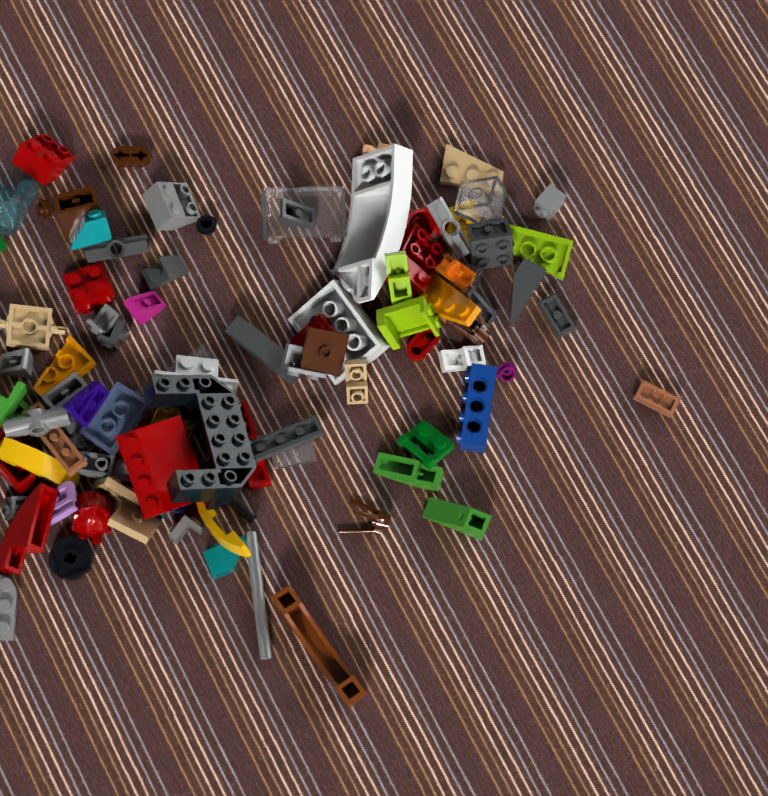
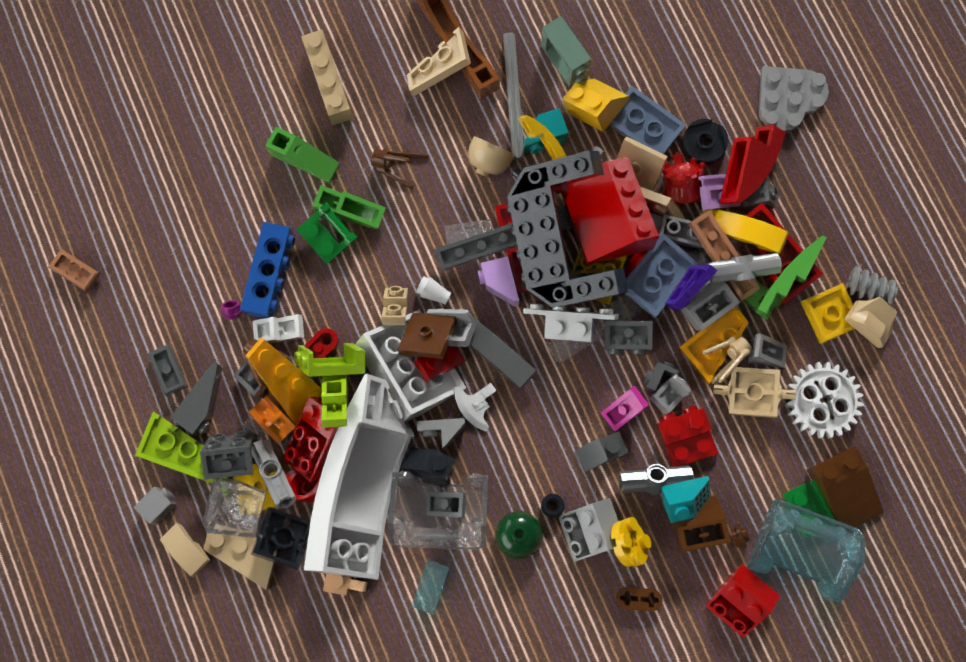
camera: 170 degrees left, 5 degrees up
(43, 360) = (737, 351): none -> tan plant
(128, 573) = (647, 122): none -> sand blue plate
(137, 185) = (631, 542): none -> yellow plate
(141, 365) = (628, 336): none -> dark grey bracket
(176, 587) = (594, 103): none -> yellow slope
(207, 632) = (565, 51): none -> sand green window
(234, 199) = (518, 535): none -> dark green cylinder
(263, 412) = (499, 280): none -> lavender slope
(277, 525) = (488, 157): none -> tan cylinder
(279, 302) = (474, 405): none -> white piece
(300, 281) = (448, 427): none -> light grey slope
(307, 155) = (430, 587): none -> clear light blue slope
(316, 248) = (429, 465): none -> black slope
(324, 400) = (432, 290): none -> white cone
(328, 615) = (446, 61): none -> tan wing
(431, 179) = (288, 539): none -> black brick
(442, 596) = (327, 77): none -> tan arch
(519, 168) = (184, 550): none -> tan slope

